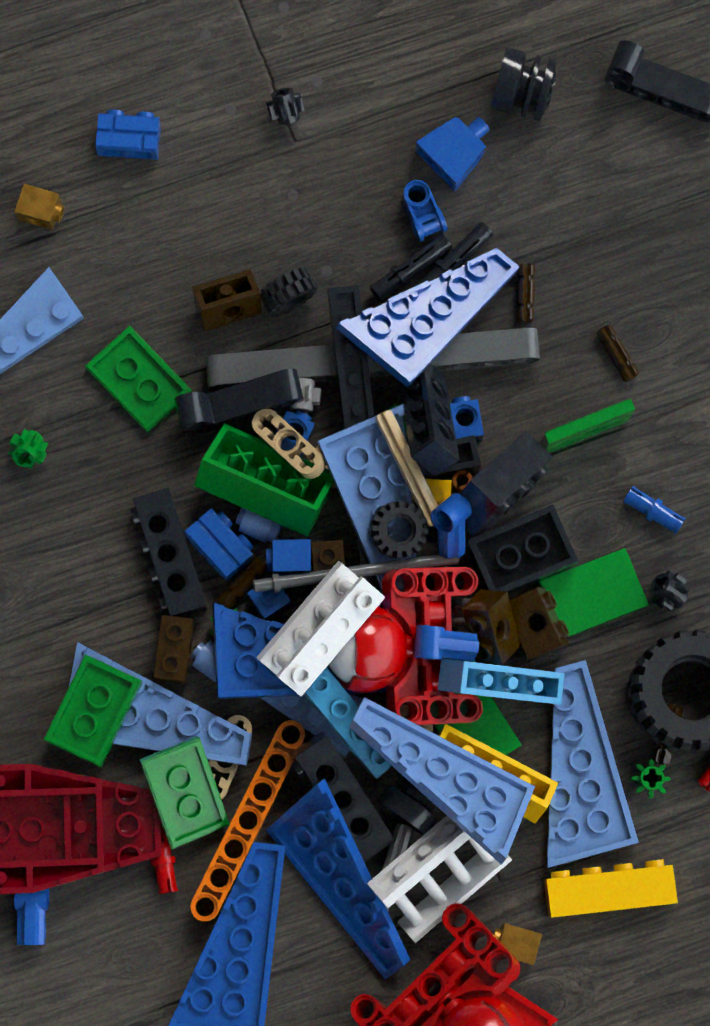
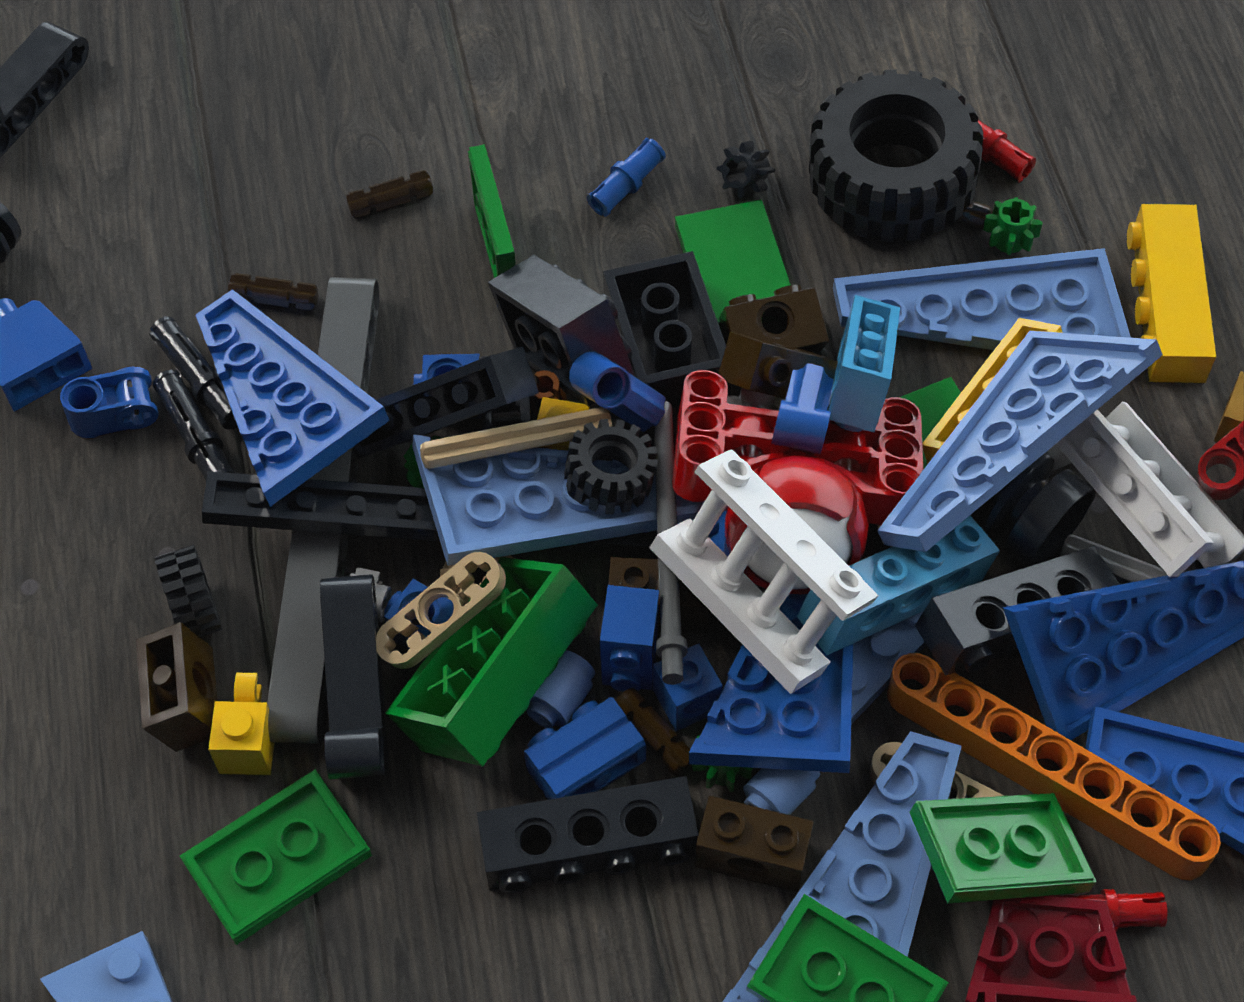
camera: 75 degrees left, 20 degrees down
(204, 343) = (241, 731): none -> yellow brick

